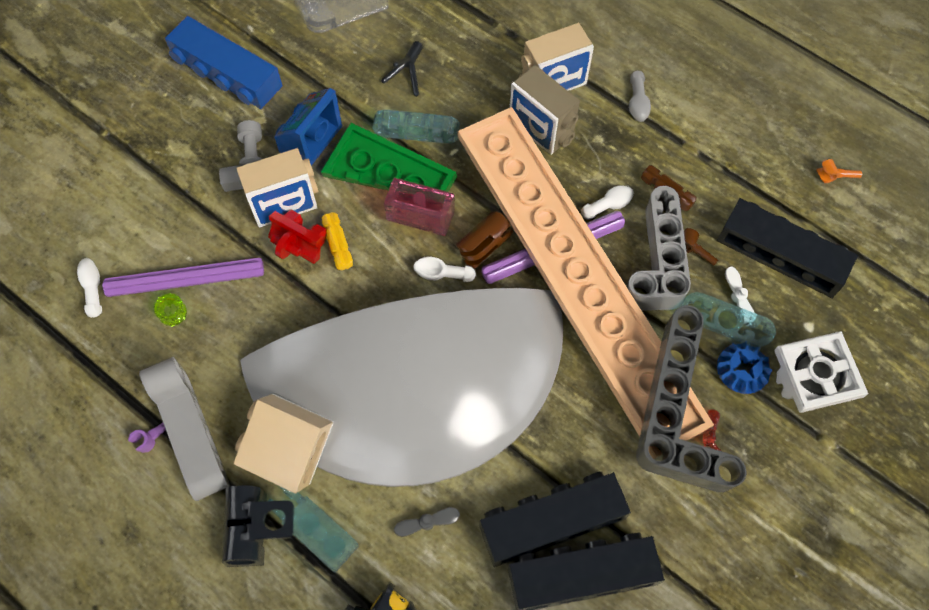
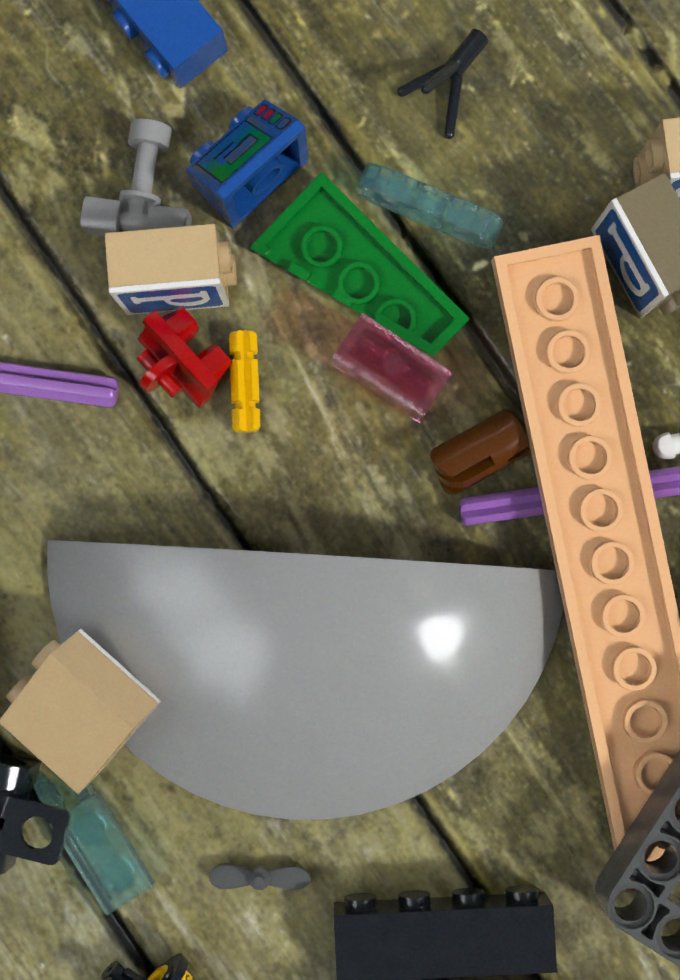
camera: 20 degrees right, 20 degrees up
(435, 269) = (387, 477): white piece -> none

